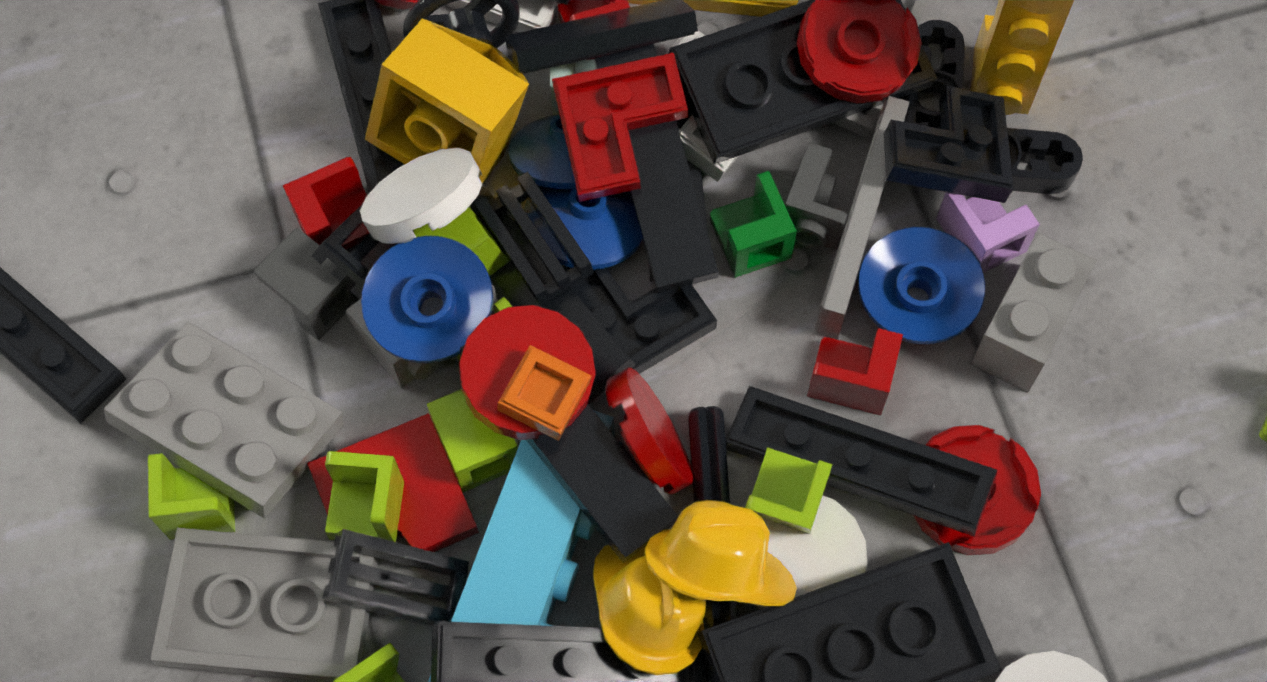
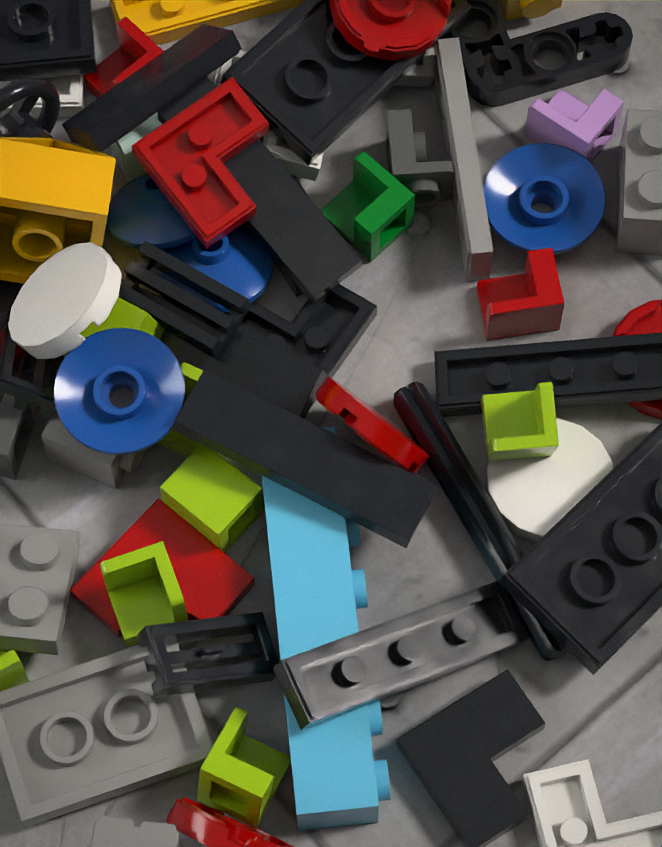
camera: 25 degrees left, 0 degrees up
(496, 351) = (246, 415): red tile -> none
(544, 392) = (275, 425): orange tile -> none
(645, 618) = (447, 574): yellow piece -> none
(720, 556) = (490, 501): yellow piece -> none
(963, 156) = (528, 64): black tile -> none

